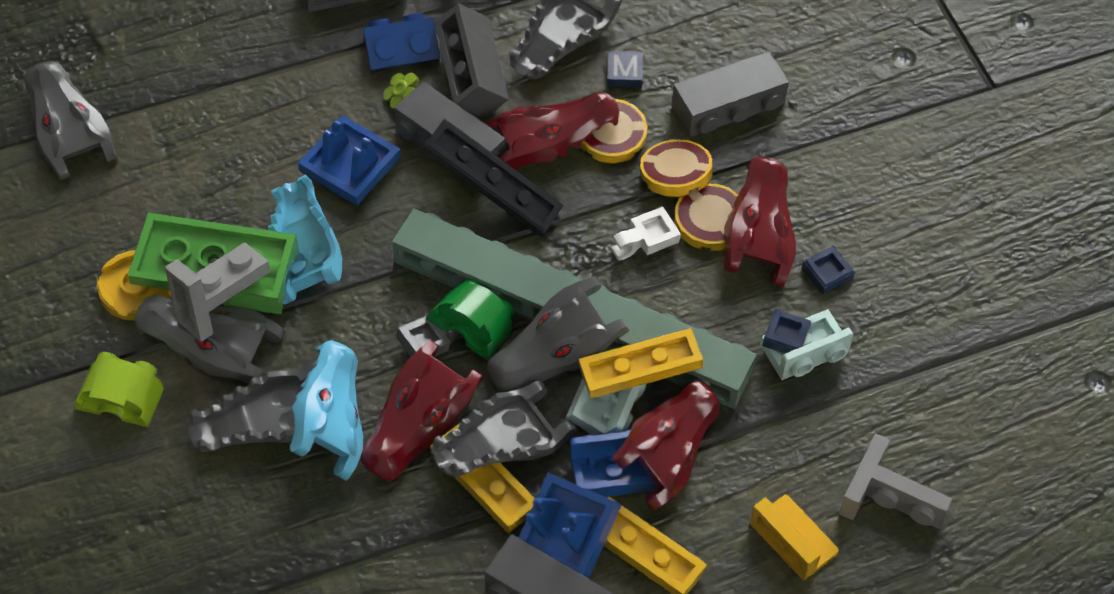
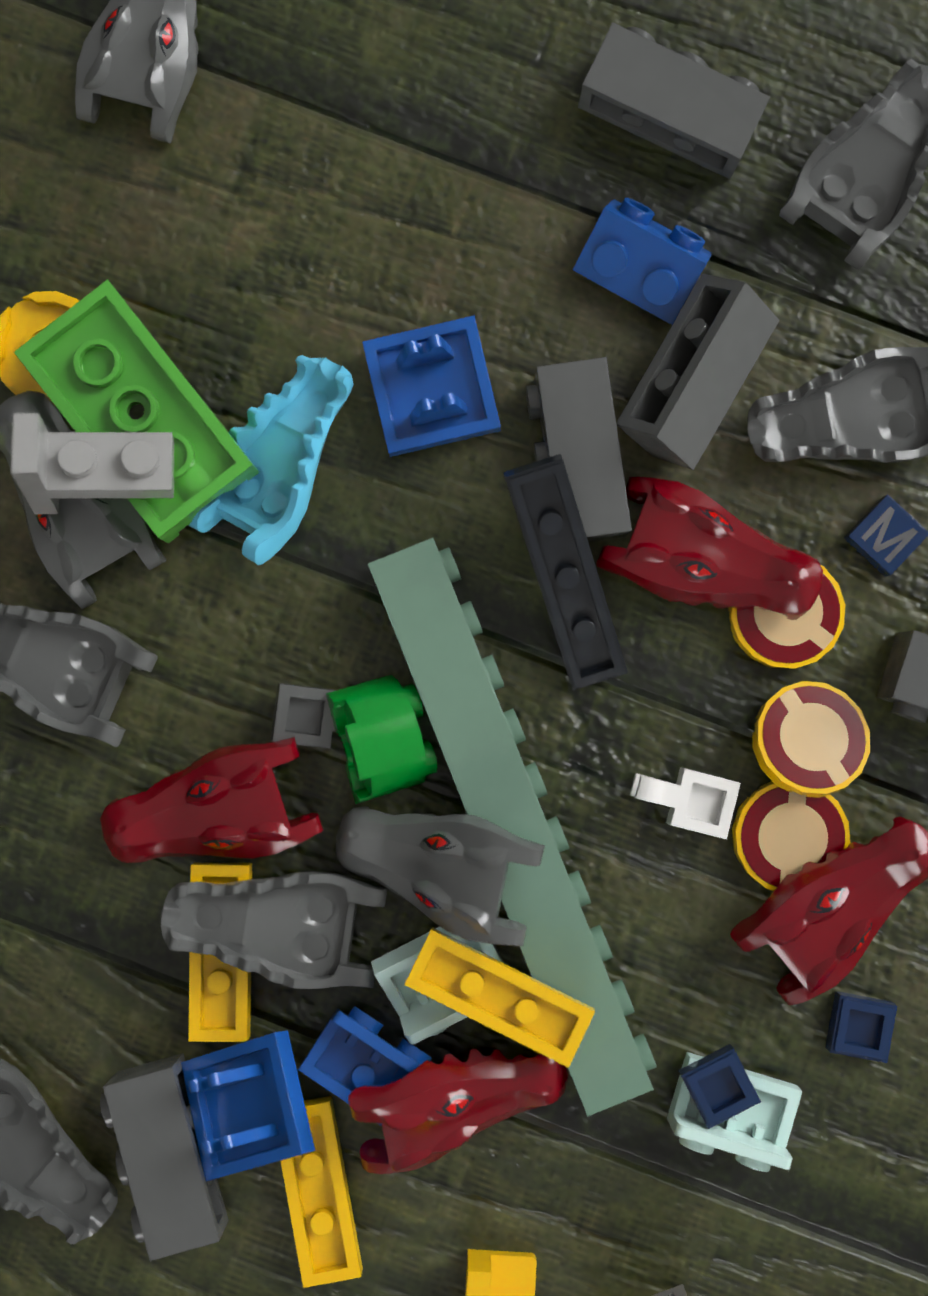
camera: 45 degrees right, 30 degrees up
(328, 409) = (105, 730): medium azure animal -> none
(401, 88) = (581, 334): lime plant -> none

